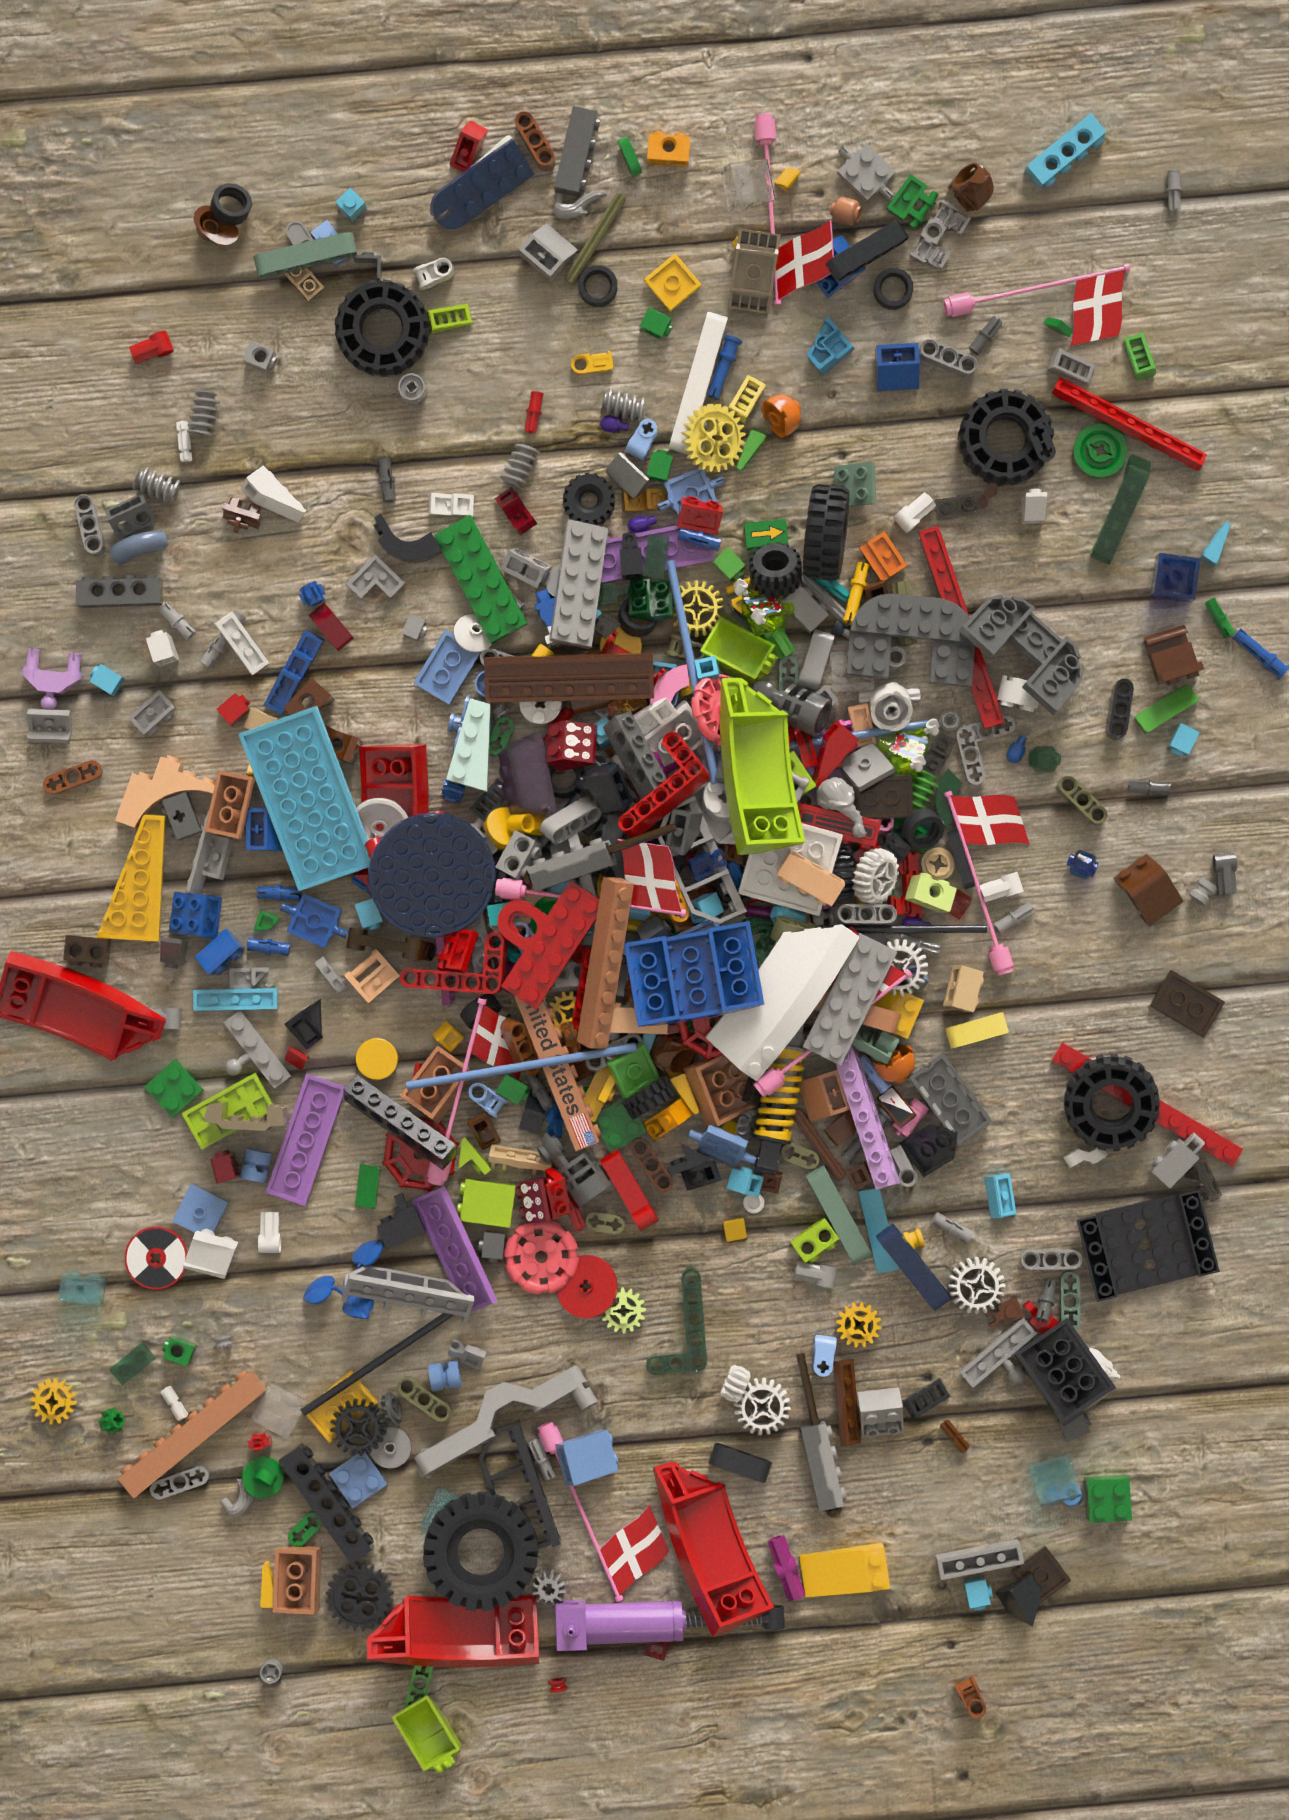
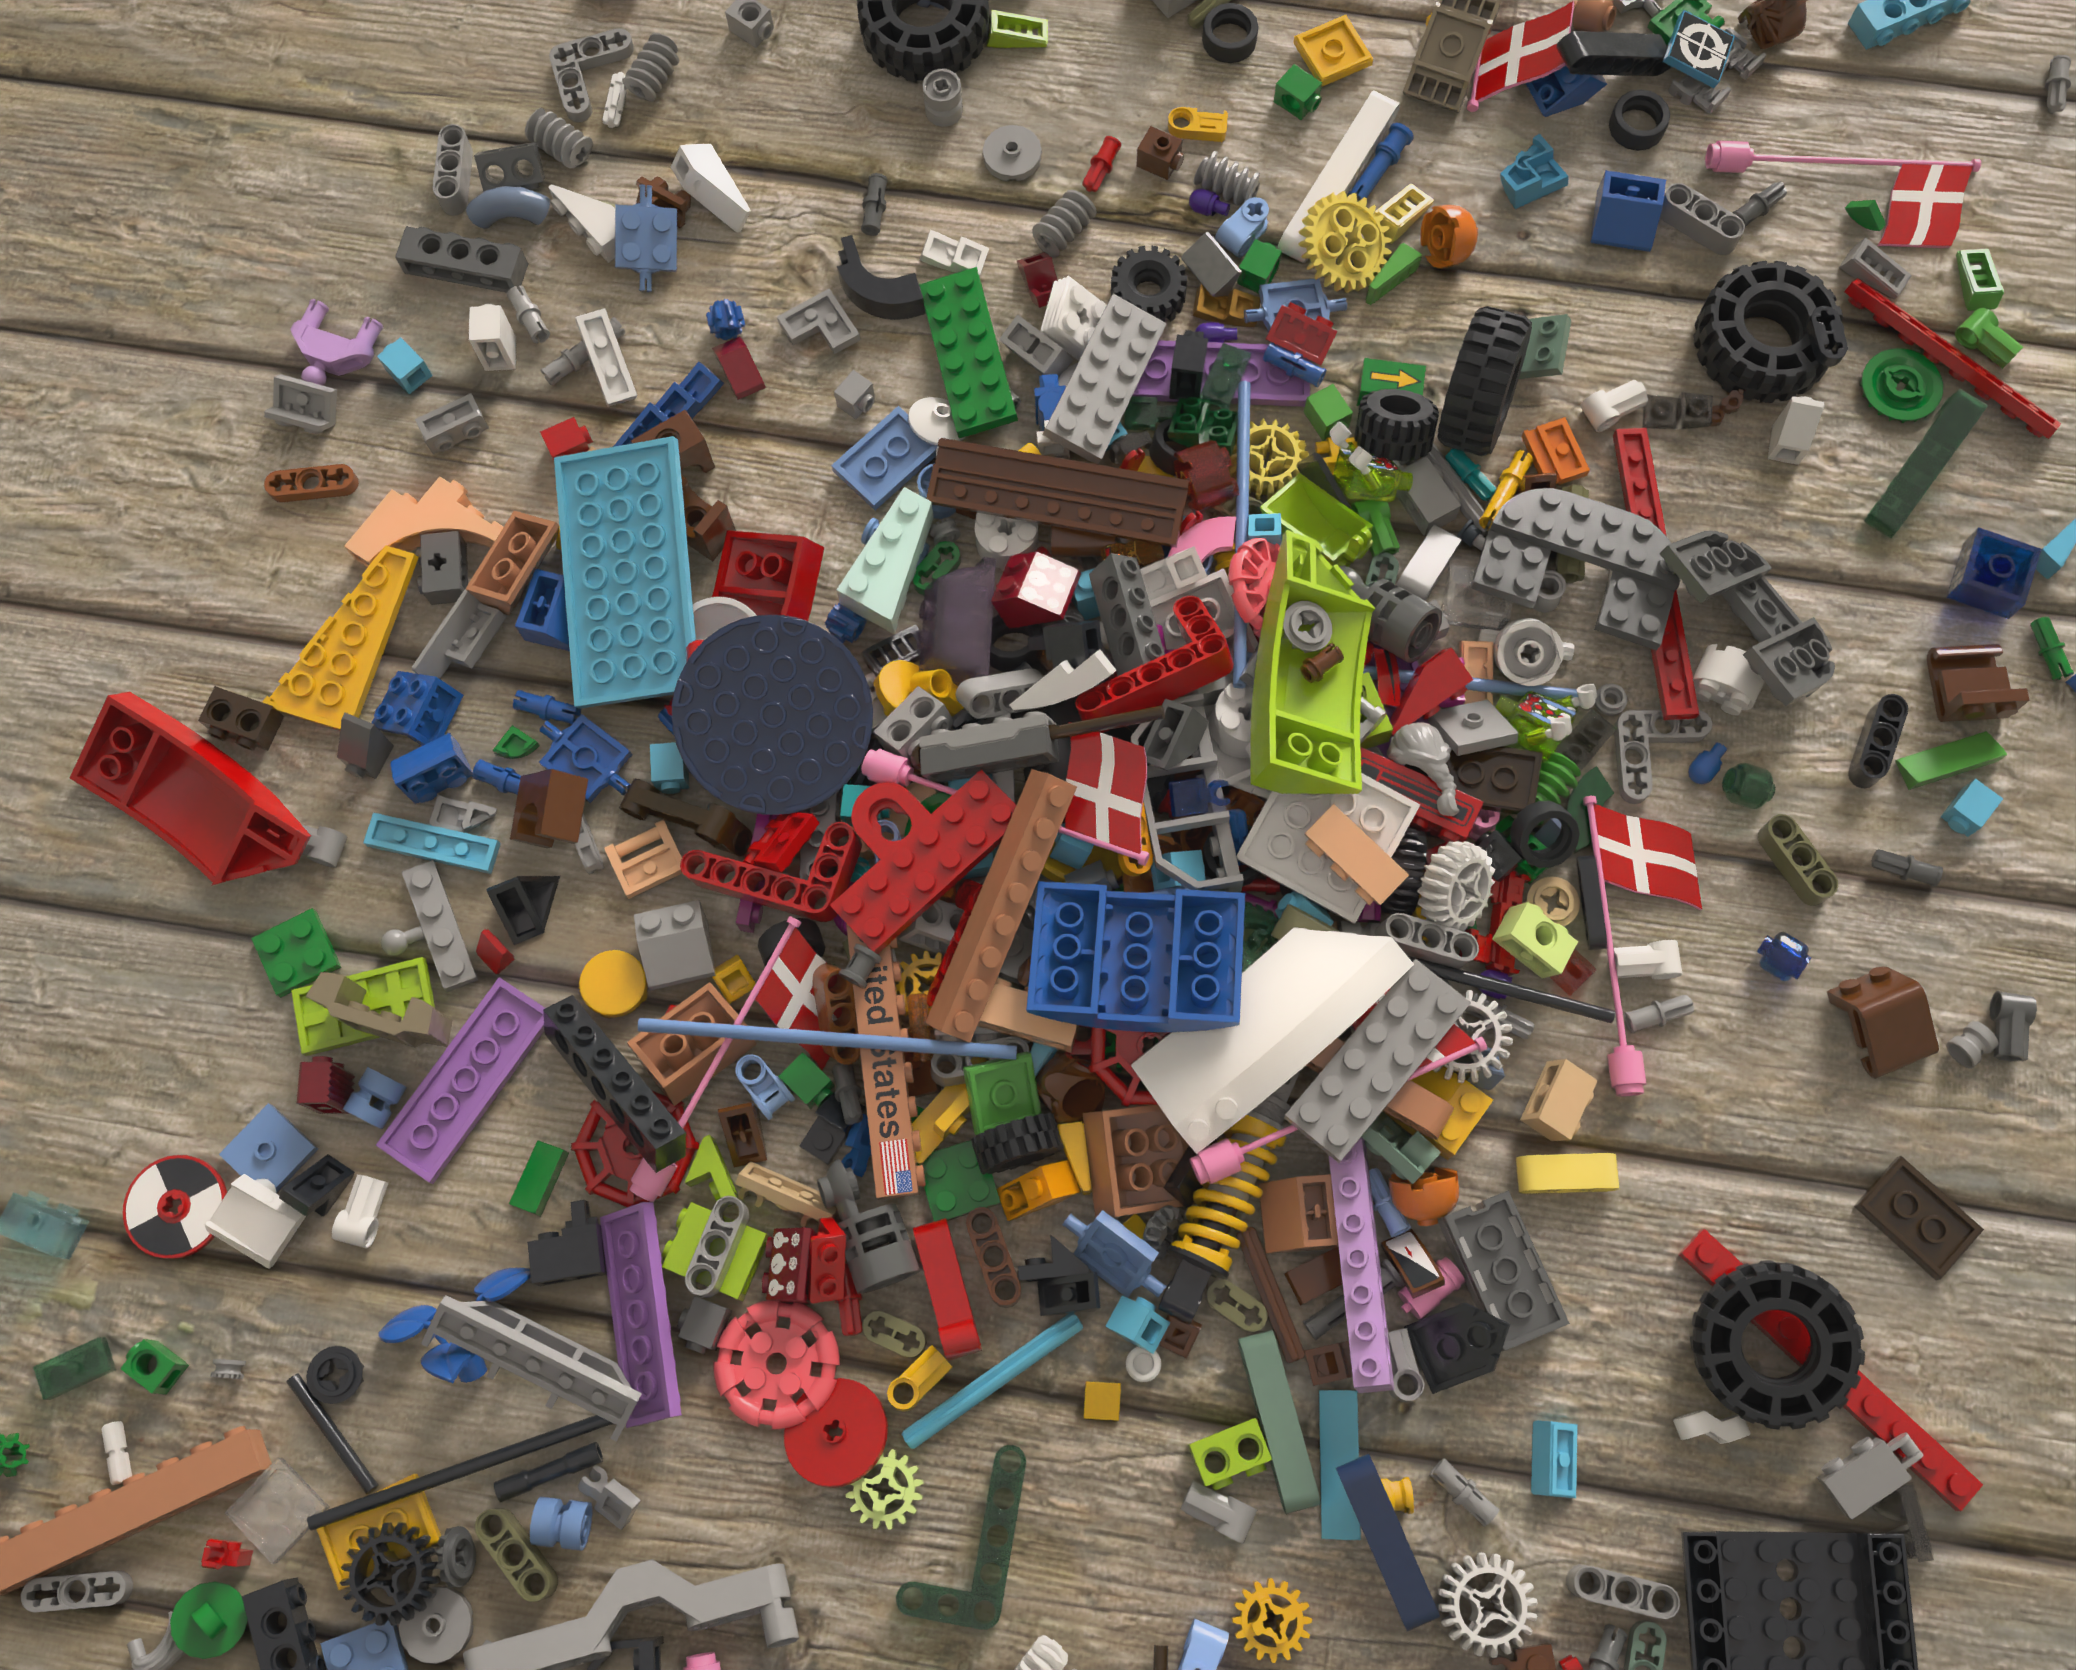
camera: 20 degrees right, 15 degrees down
(145, 423) = (573, 66): none -> light grey beam
(202, 541) = (588, 218): none -> white slope
(239, 1225) = (317, 1186): none -> black slope
(241, 549) = (645, 238): none -> medium blue plate
(276, 1326) = (322, 1366): none -> black gear
(295, 1360) = (332, 1434): none -> black bar
(305, 963) = (549, 808): none -> reddish brown piece
(408, 1027) = (674, 944): none -> light grey slope
(438, 1342) = (528, 1479): none -> black piece
(472, 427) = (1015, 164): none -> light grey plate
(486, 1212) = (717, 1265): none -> light grey beam
(530, 1019) = (860, 966): none -> dark grey bush
(545, 539) = (1071, 316): none -> white brick
(572, 395) = (1160, 153): none -> reddish brown brick
(608, 812) = (1065, 682): none -> white slope
(627, 1242) = (921, 1377): none -> yellow piece
(660, 640) = (1208, 475): none -> clear red brick
(668, 1234) = (992, 1380): none -> medium azure axle
(757, 740) = (1307, 613): none -> light grey gear
(763, 760) = (1321, 663): none -> reddish brown pin
(923, 228) = (1698, 49): none -> tile
(1147, 400) = (1982, 332): none -> bright green piece

